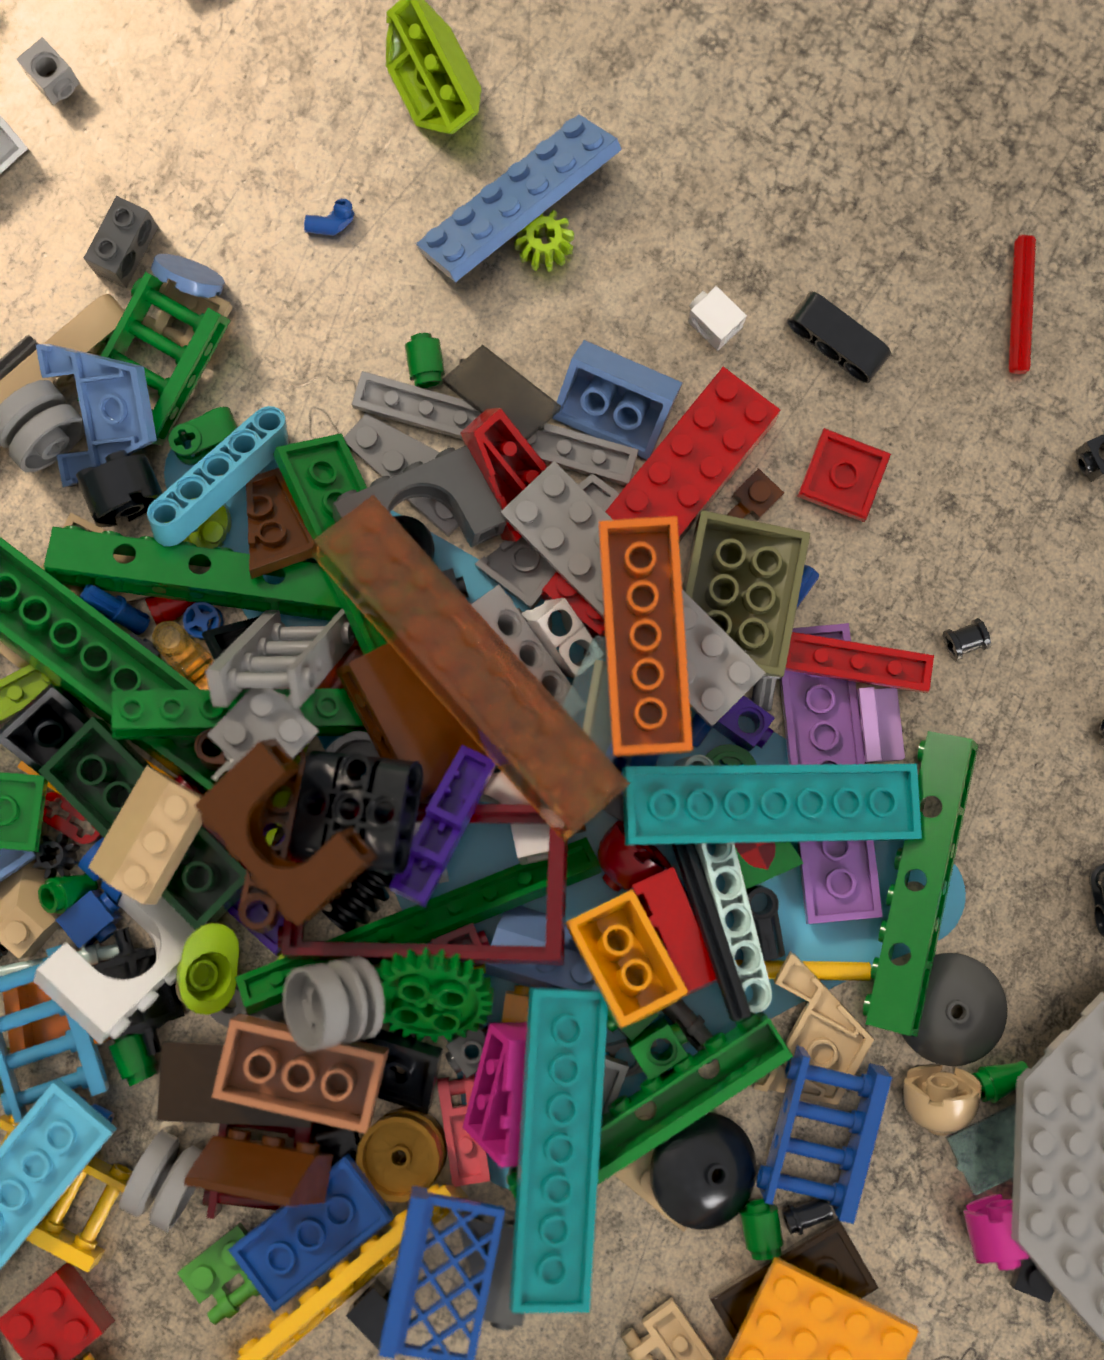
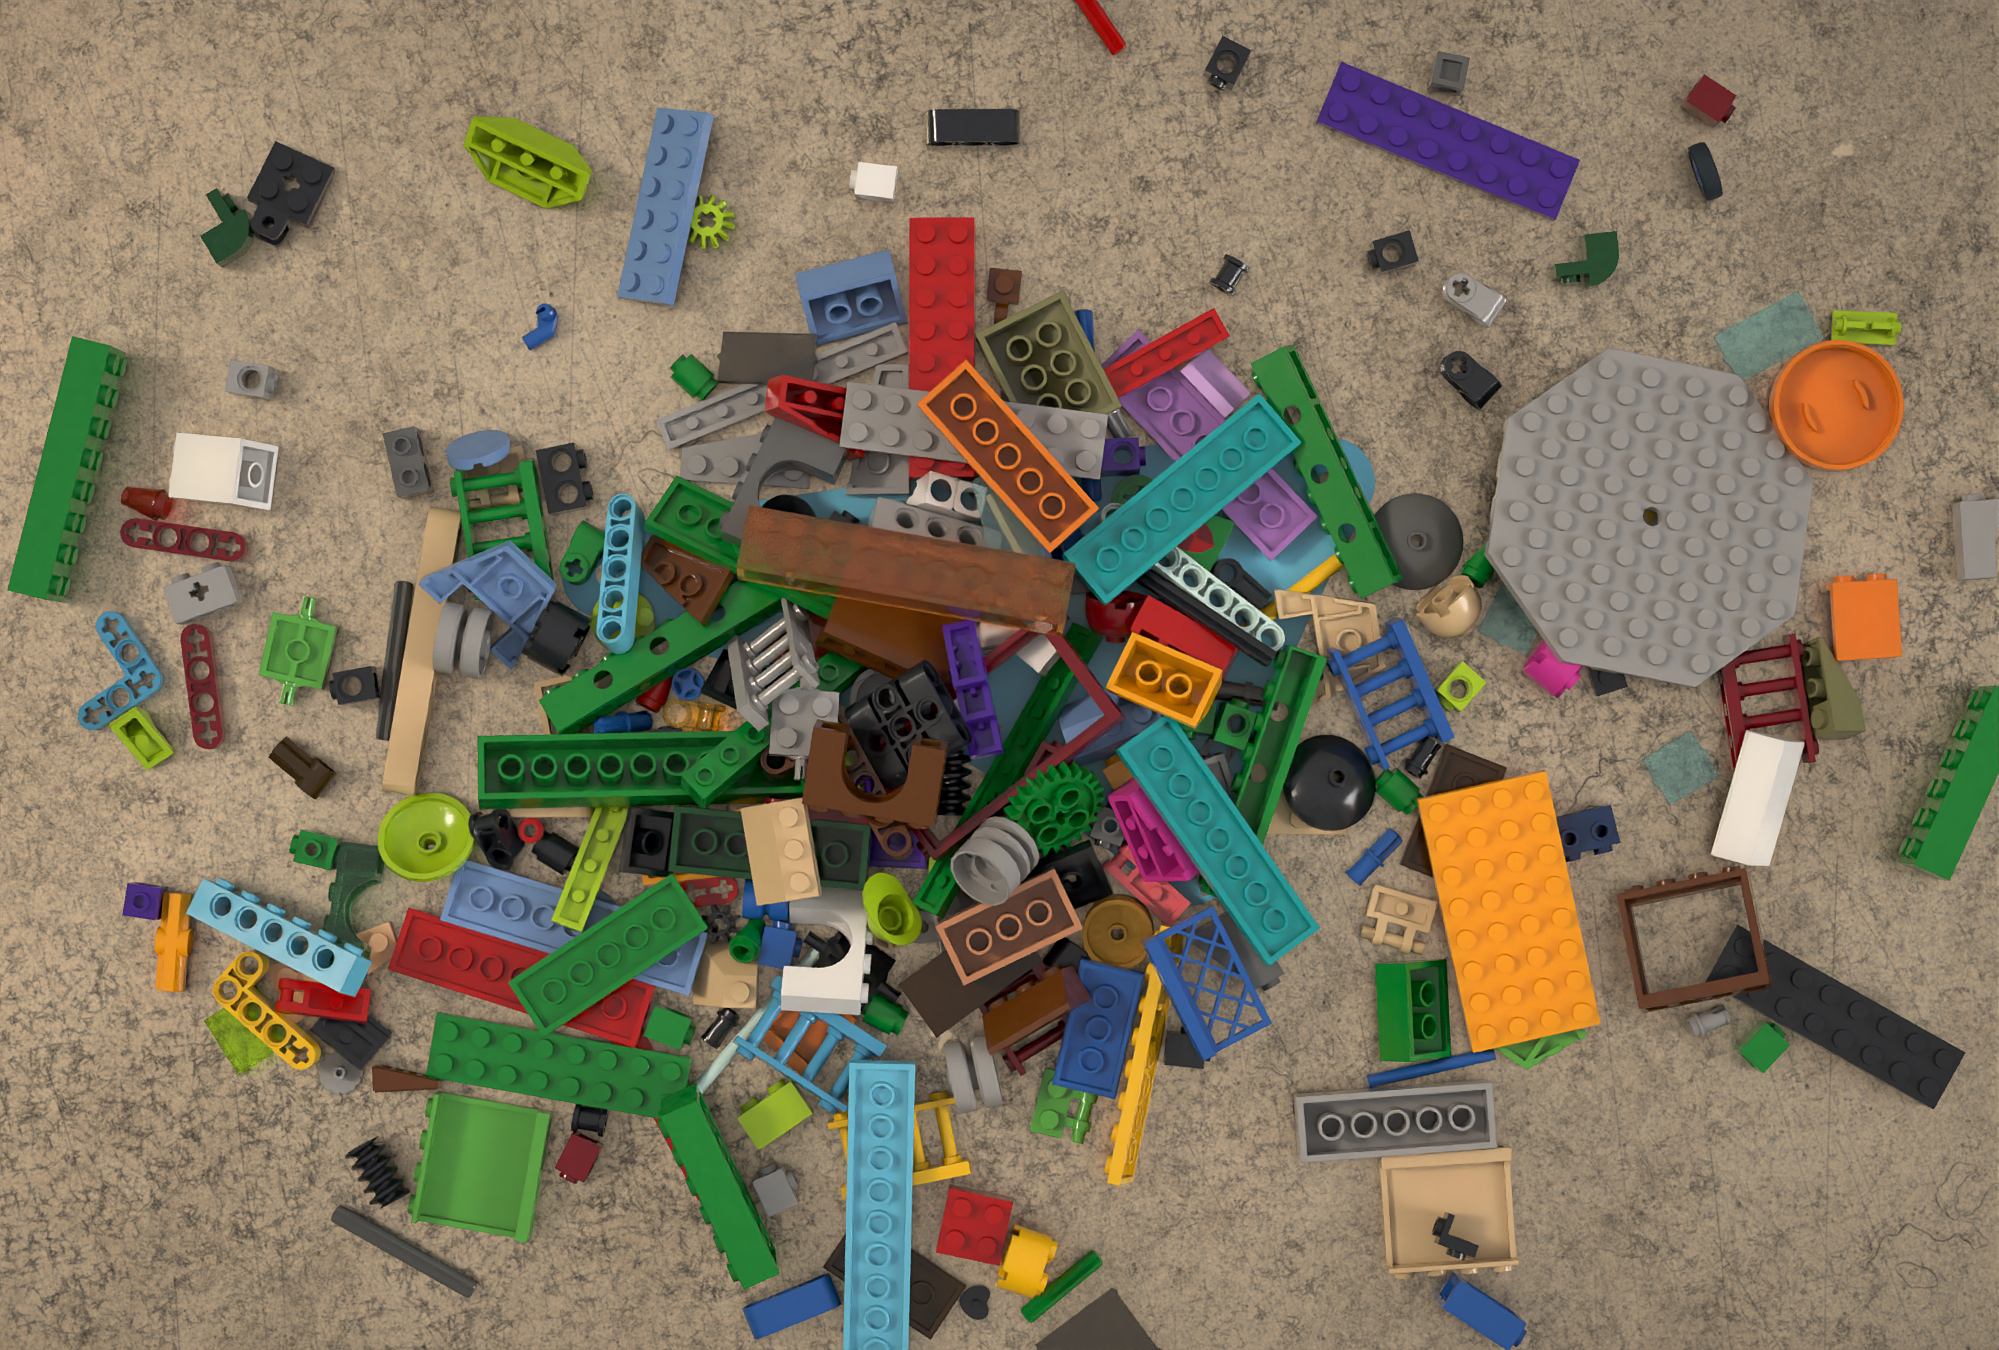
camera: 40 degrees left, 5 degrees up
(232, 357) = (556, 481): none -> black brick
(692, 1272) = (1374, 856): none -> blue axle
(844, 475) = (1053, 224): red plate -> none
(907, 1183) = (1471, 680): none -> lime brick

